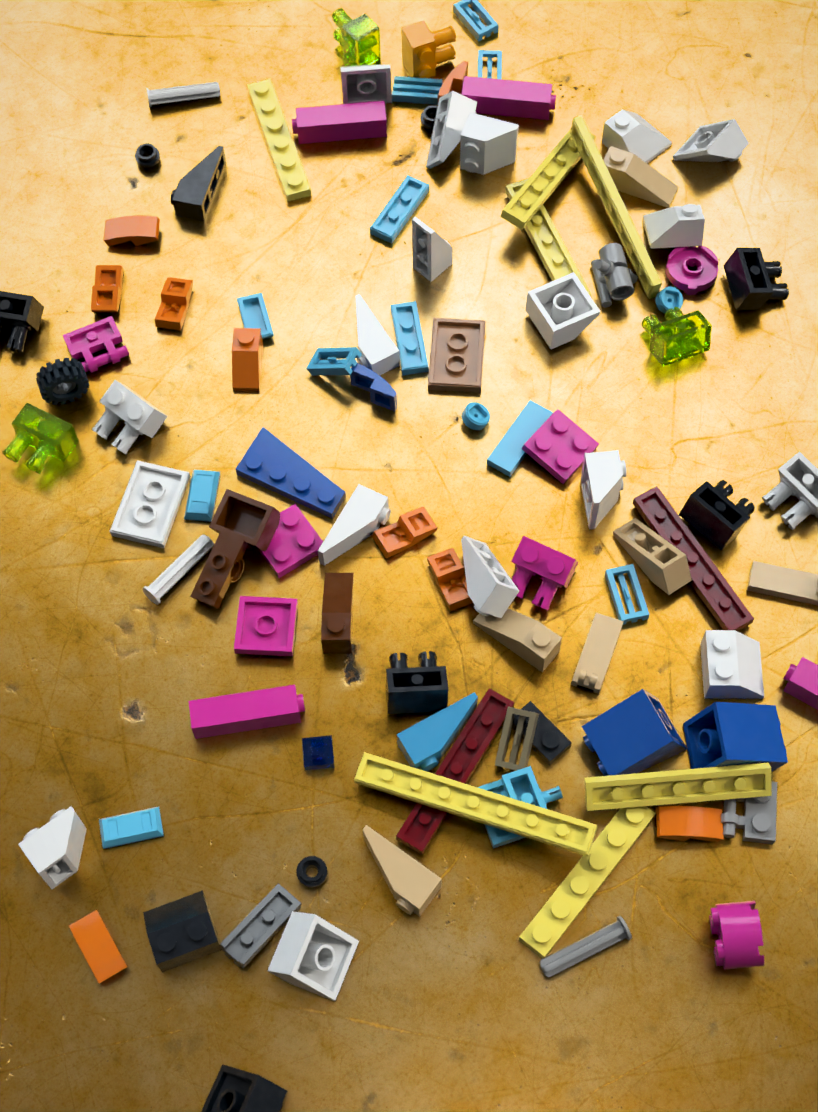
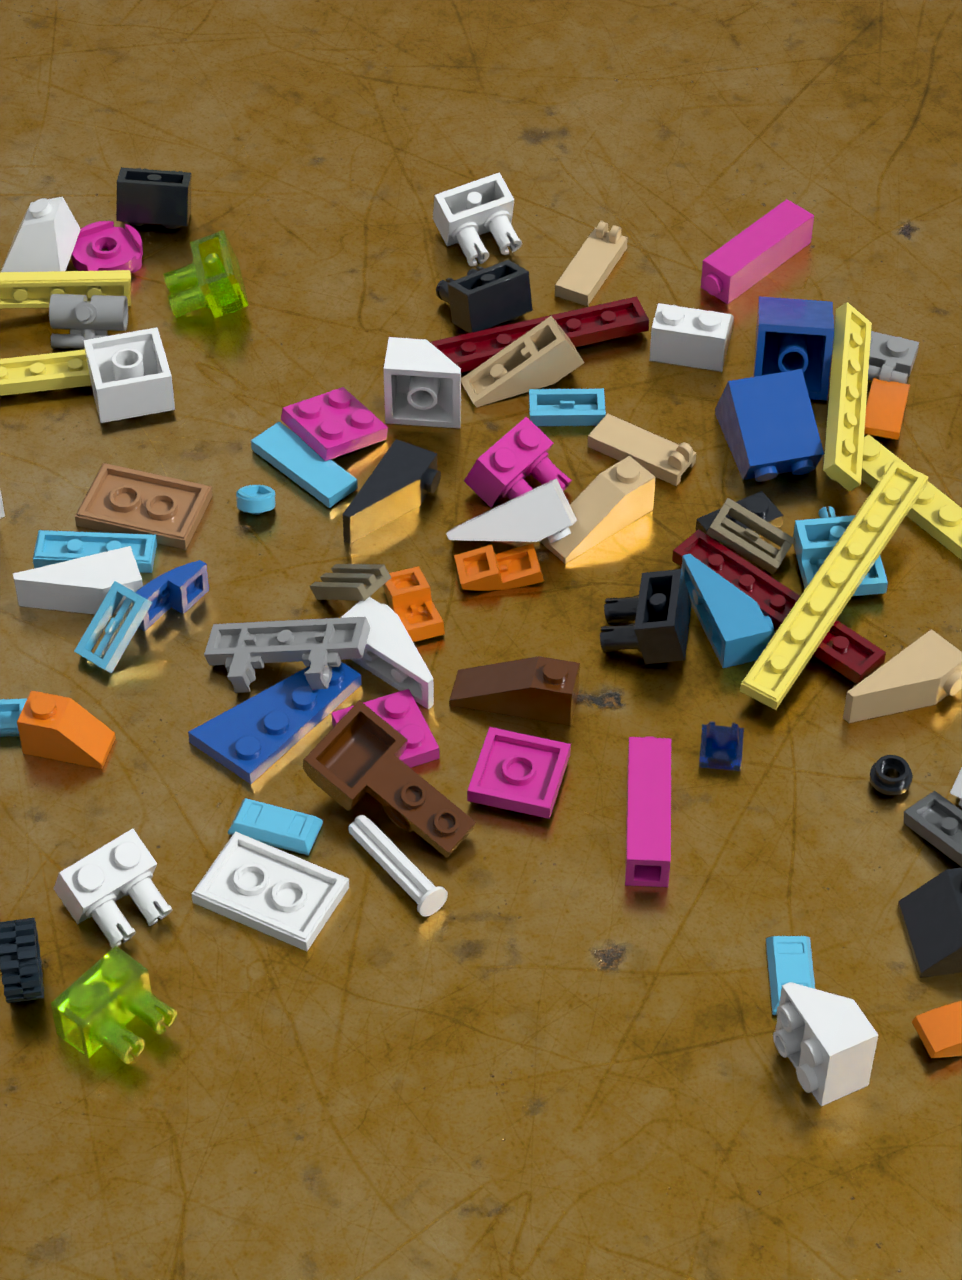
camera: 80 degrees left, 15 degrees down
(338, 448) = (313, 641): none -> light grey hinge
(403, 481) = (349, 580): none -> dark tan tile
(507, 496) = (392, 489): none -> black slope
(668, 298) = (147, 281): medium azure tile -> none

